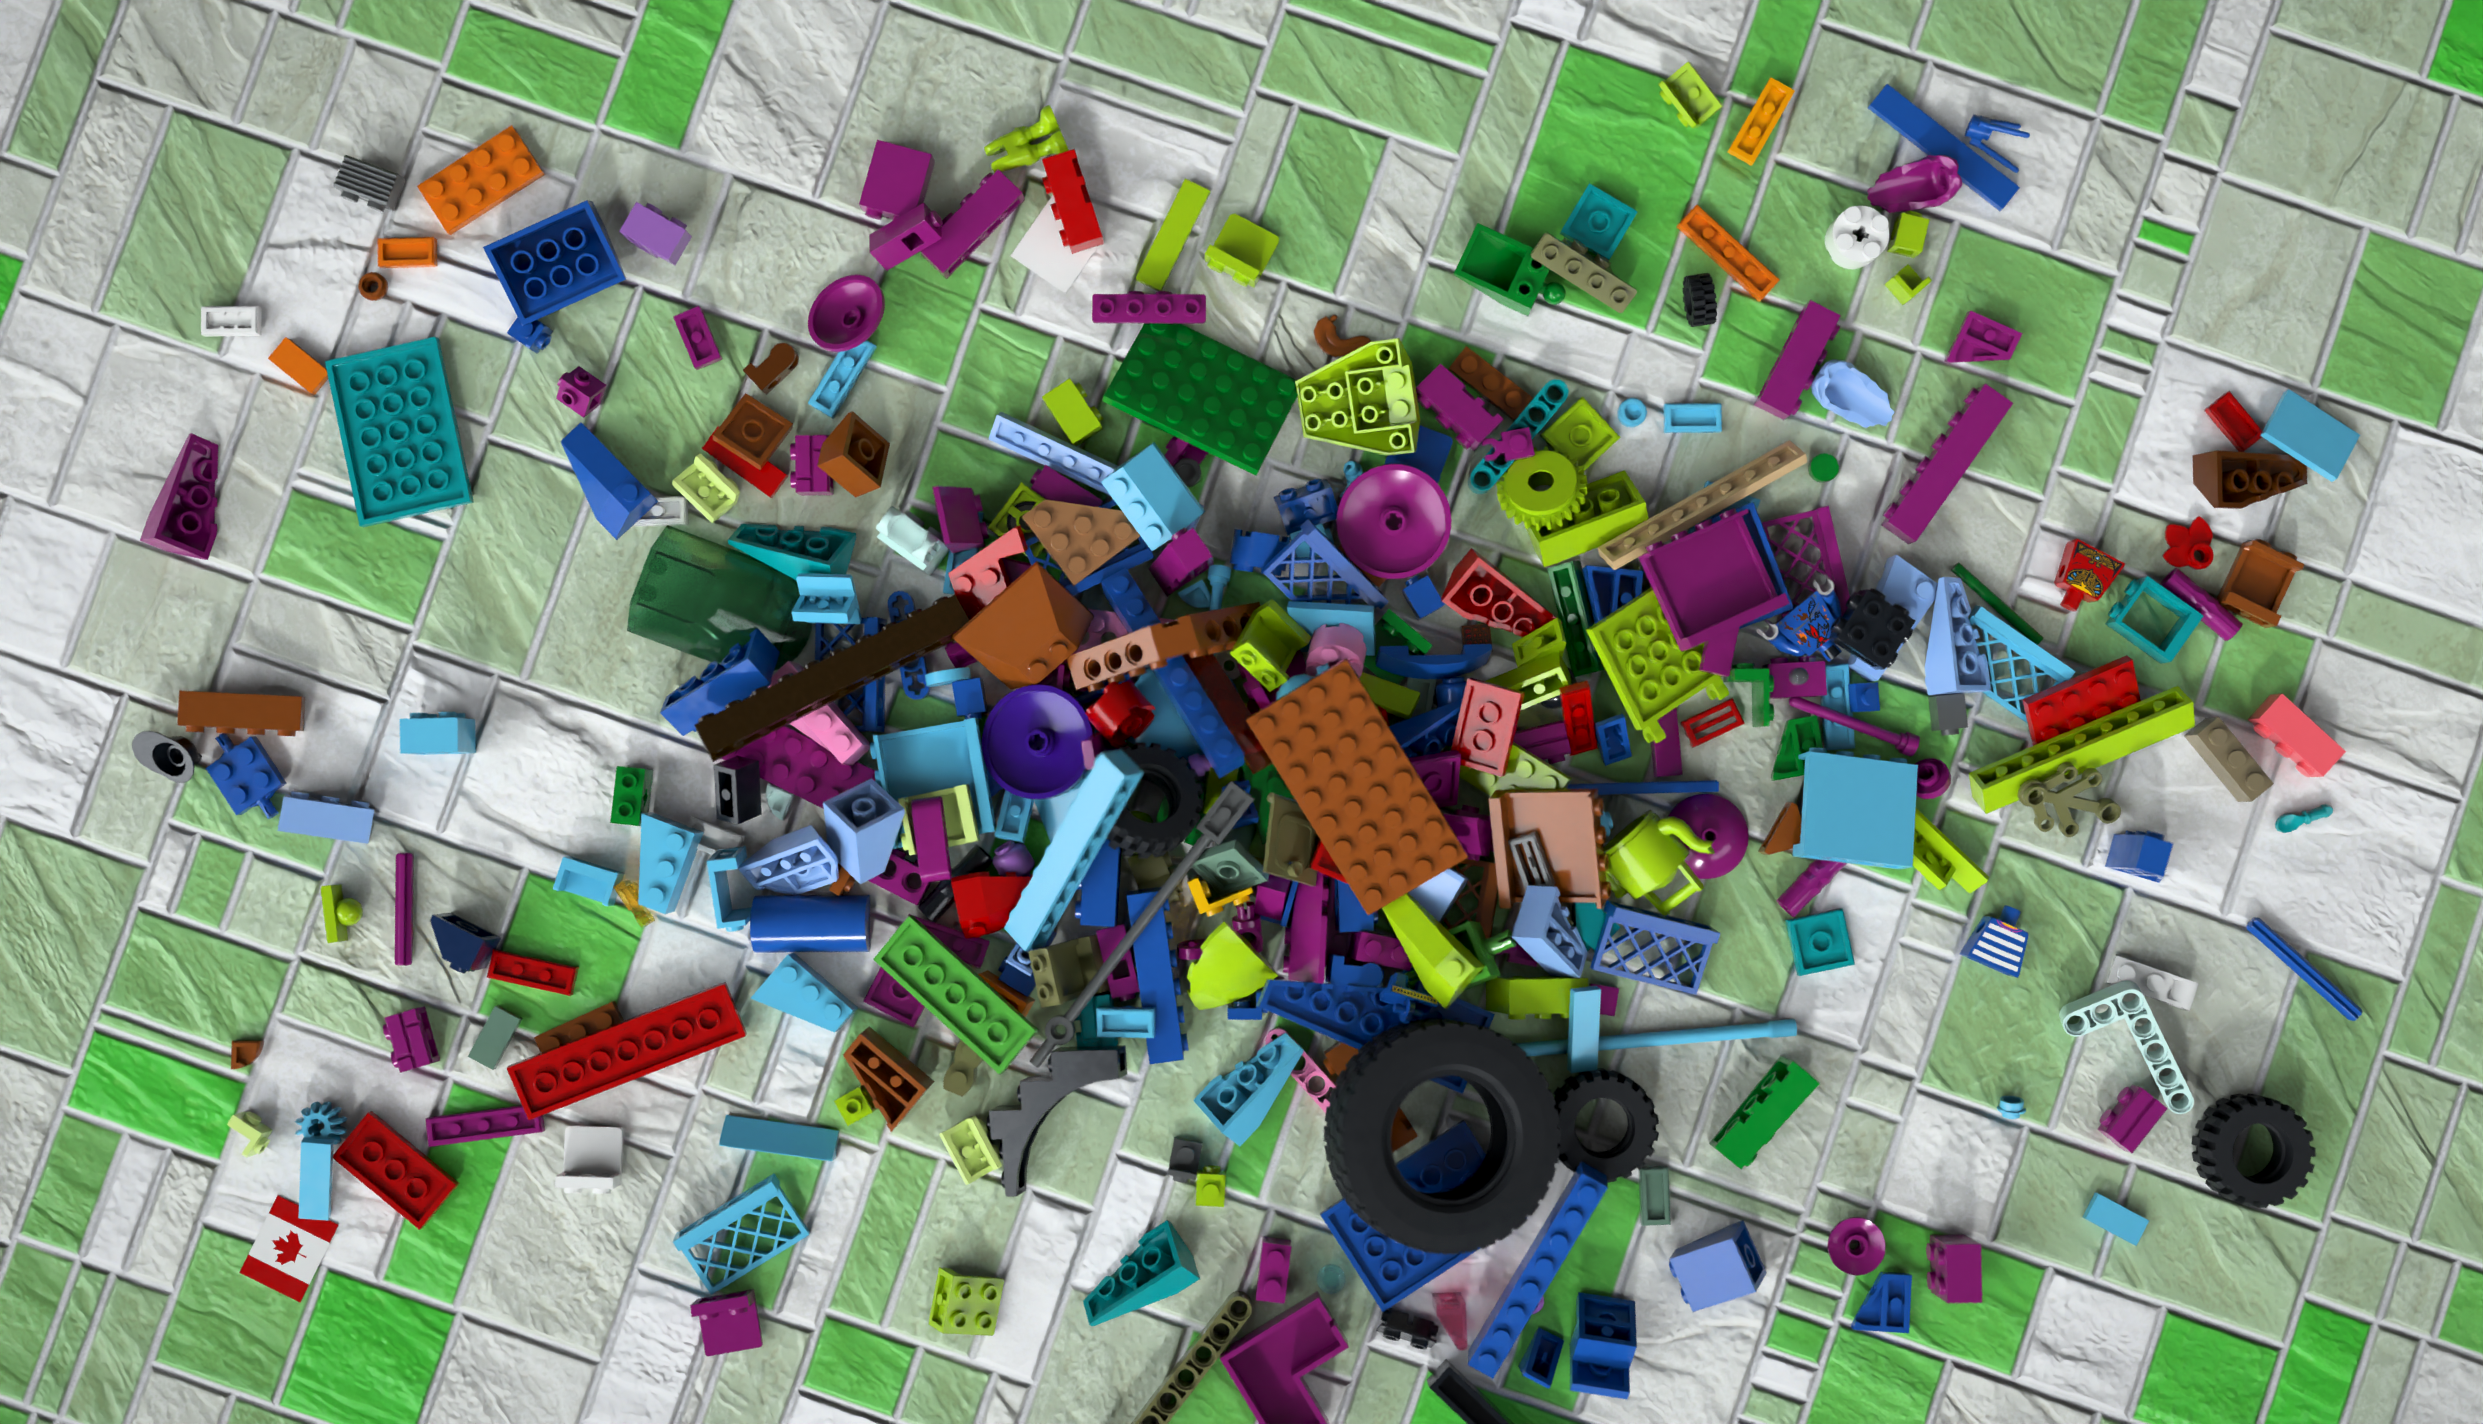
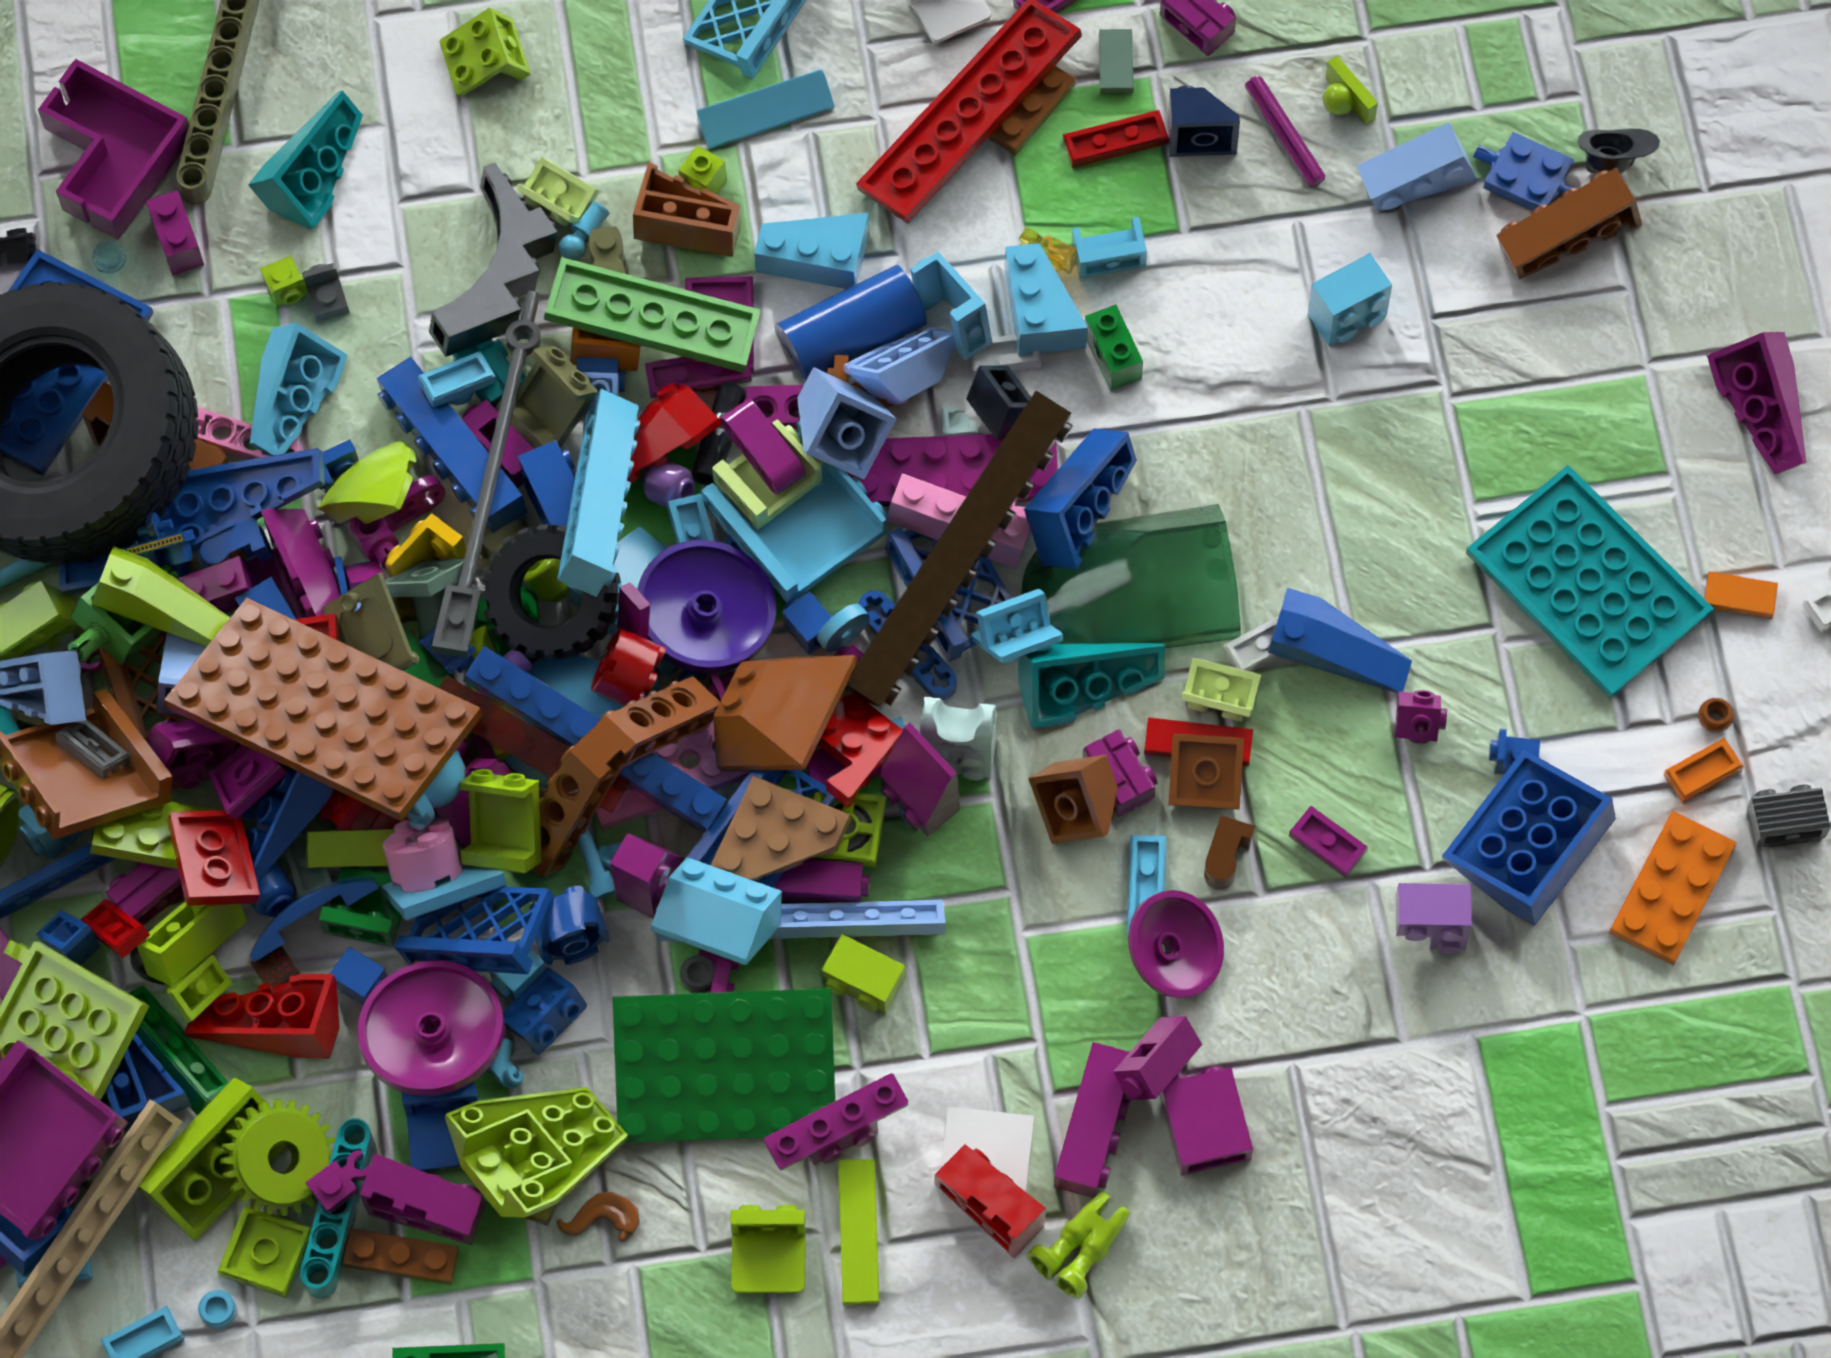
camera: 155 degrees right, 20 degrees down
(982, 1099) = (573, 245): none -> medium azure pin

